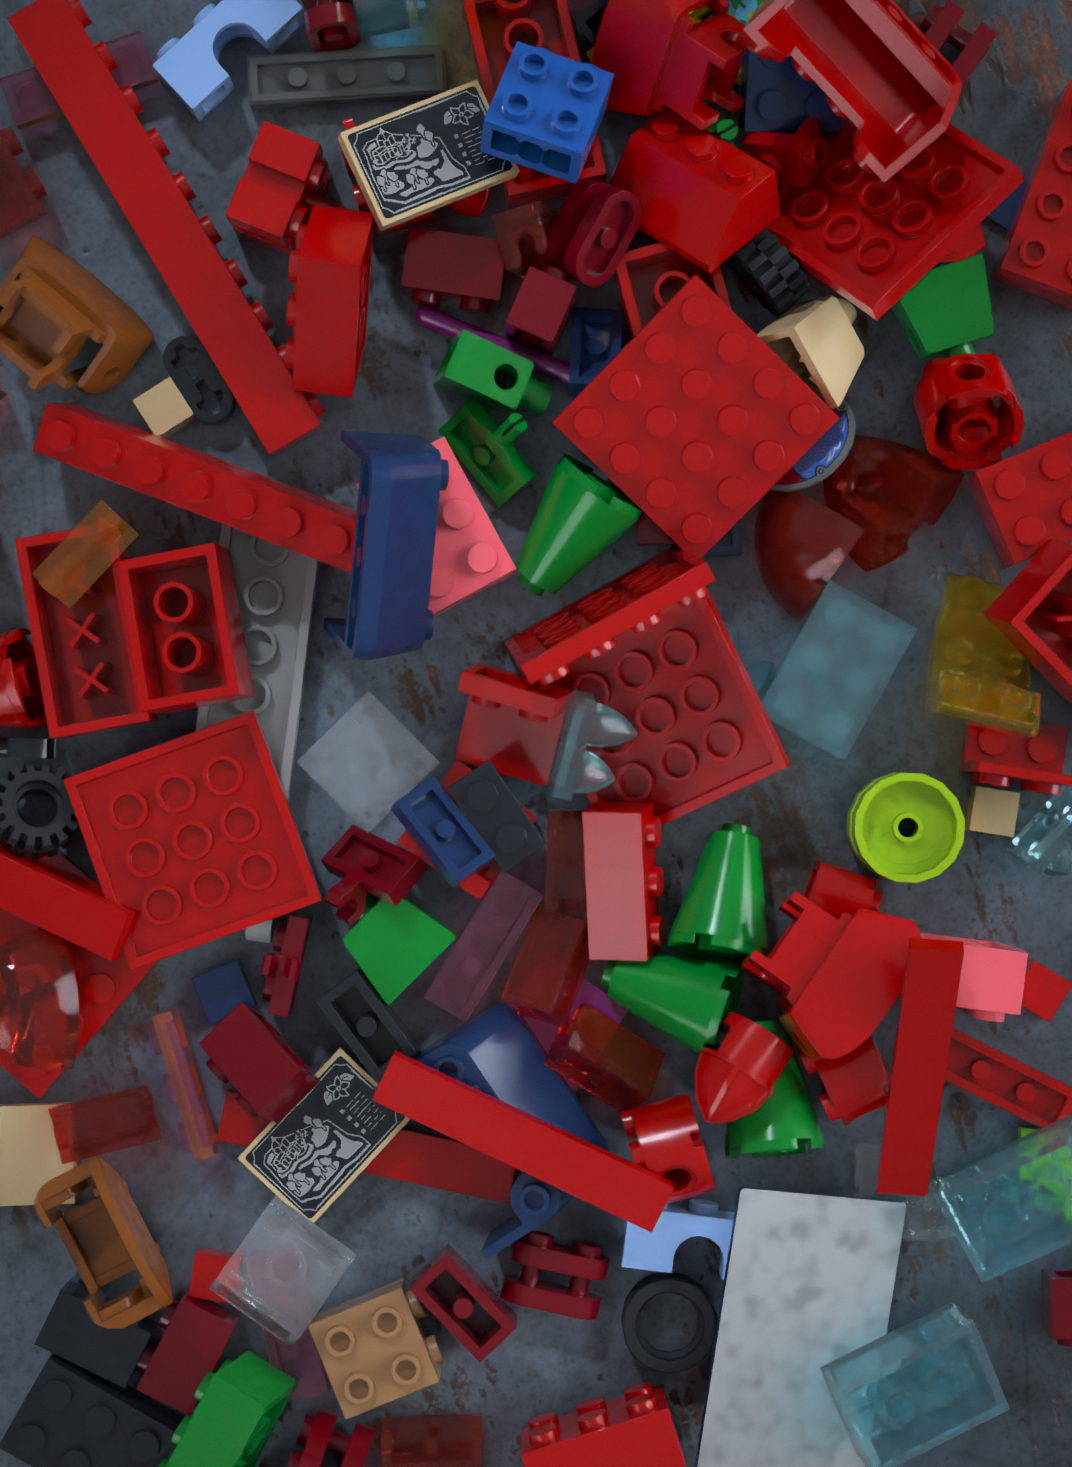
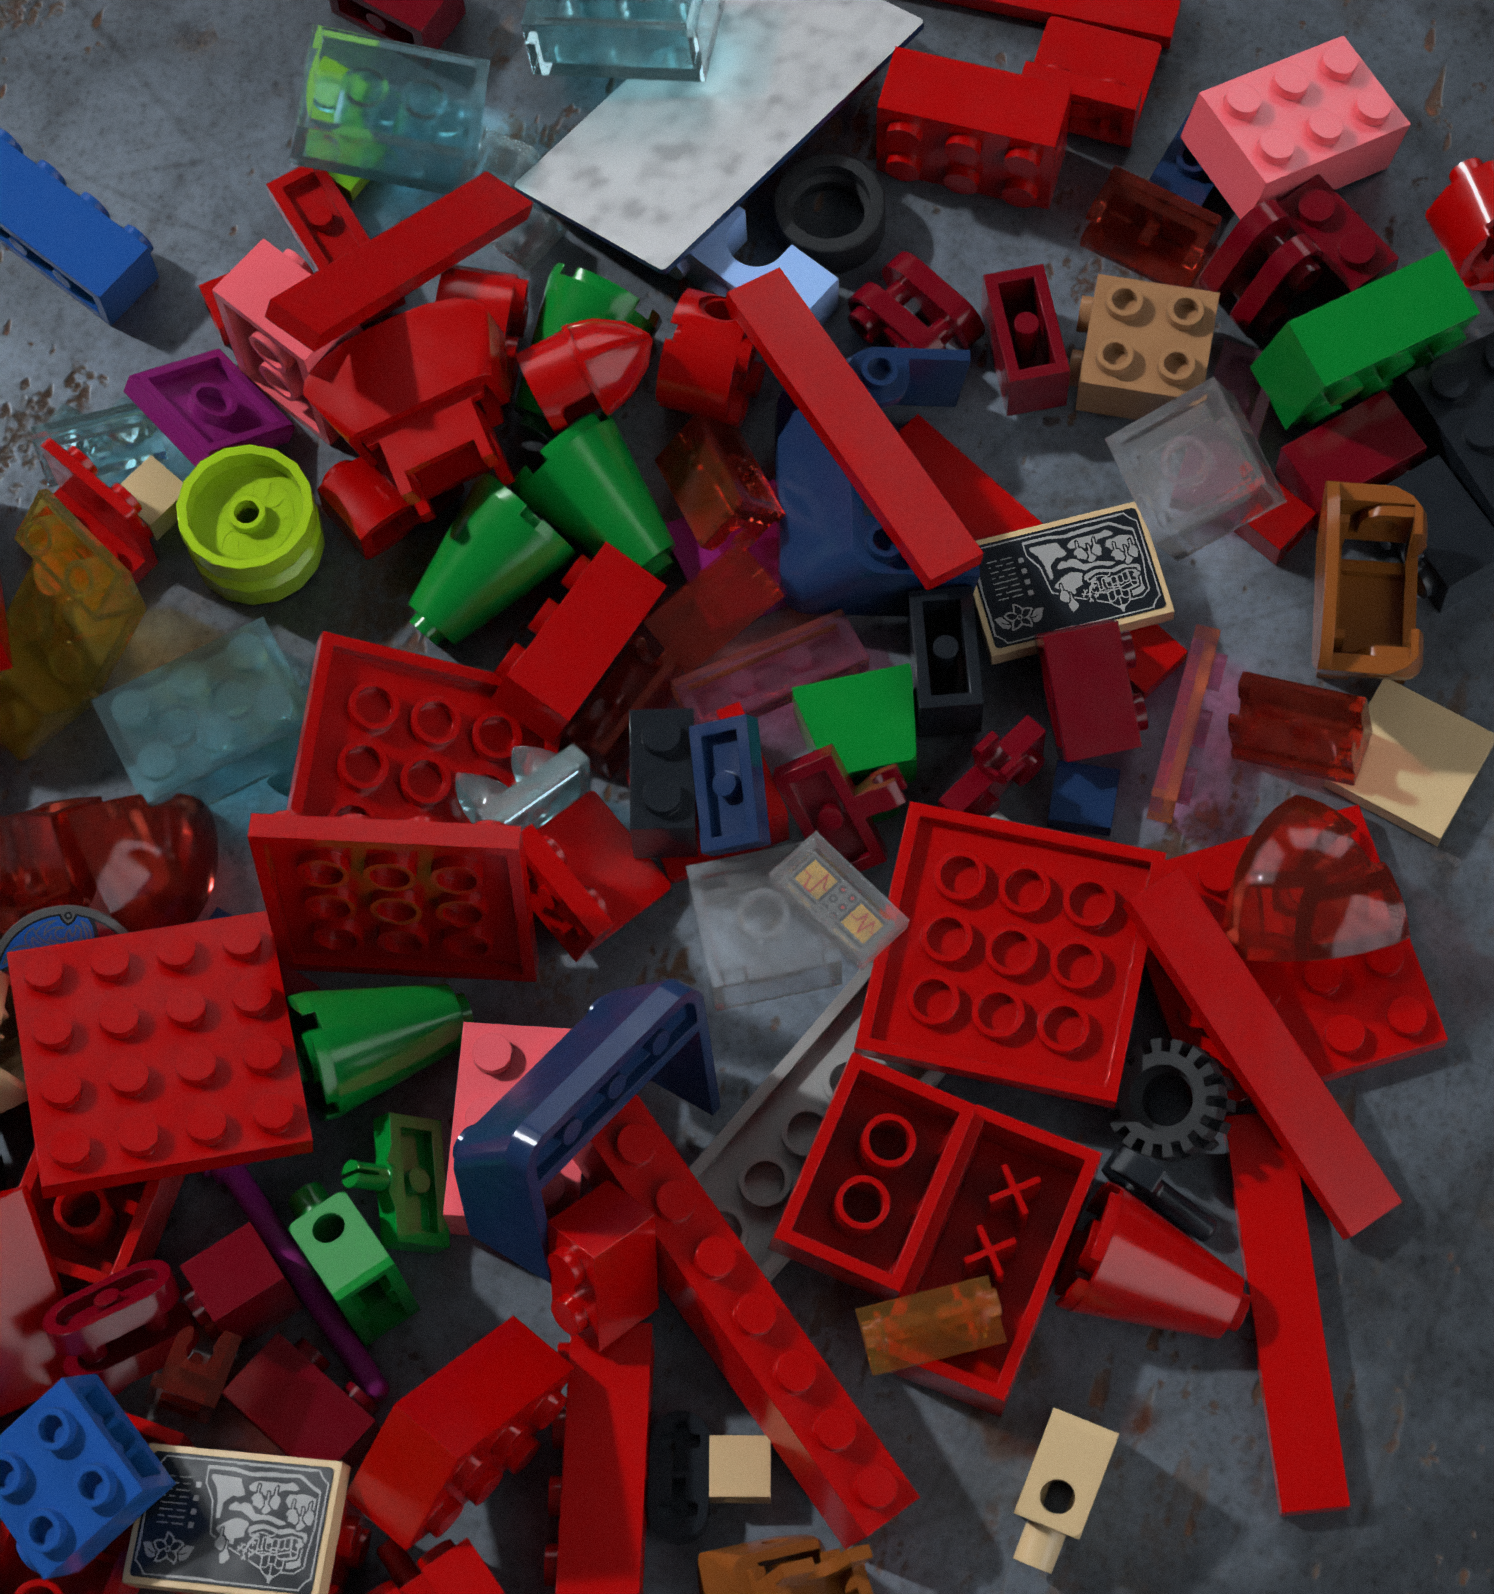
camera: 145 degrees left, 20 degrees down
(312, 458) = (603, 1265): none -> red brick
(321, 799) = (838, 900): none -> clear tile
(593, 344) = (214, 1208): dark blue plate -> none
(996, 894) = (207, 406): none -> magenta tile

